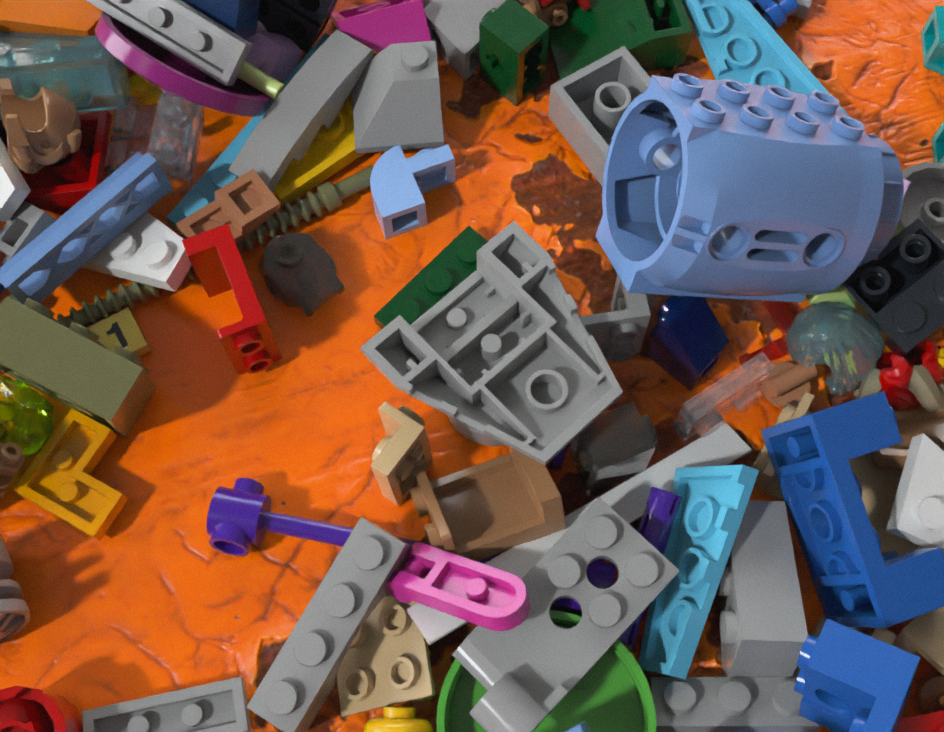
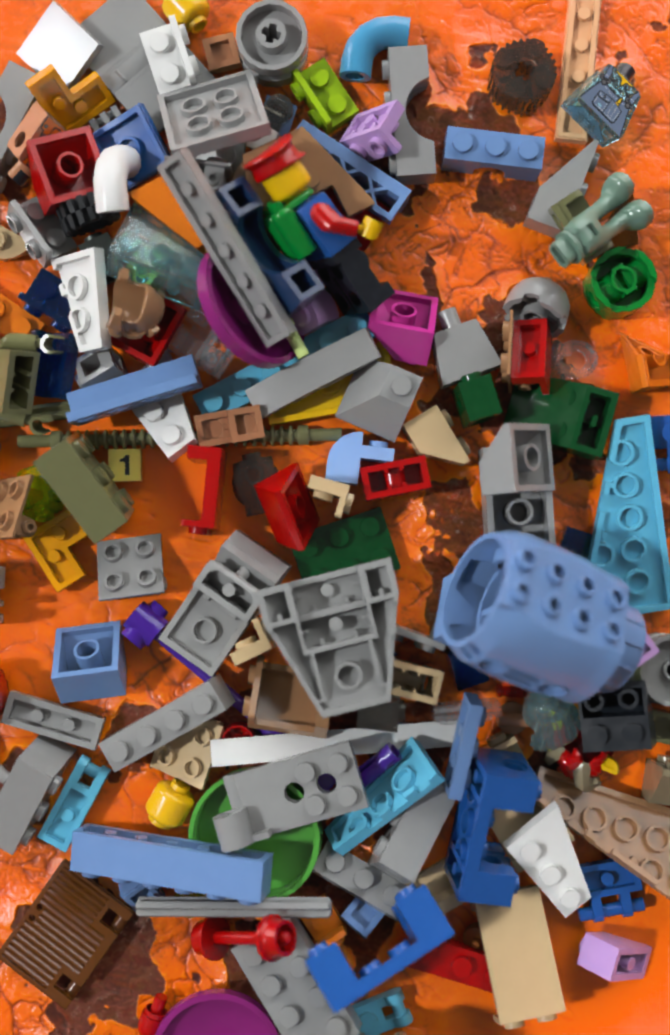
camera: 25 degrees right, 20 degrees up
(183, 458) = (130, 567): none -> light grey hinge
(183, 611) = (89, 662): none -> medium blue slope
(326, 431) = (223, 602): none -> light grey piece
(349, 272) = (288, 507): none -> red slope
(397, 225) = (327, 489): none -> tan bracket
(461, 588) = (244, 749): dark pink plate -> none
(468, 178) = (395, 478): none -> red brick
(490, 121) = (434, 438): none -> tan slope
(597, 68) = (518, 461): none -> light grey slope
(632, 370) = (410, 678): none -> tan torso
(753, 421) = (464, 746): none -> medium blue plate

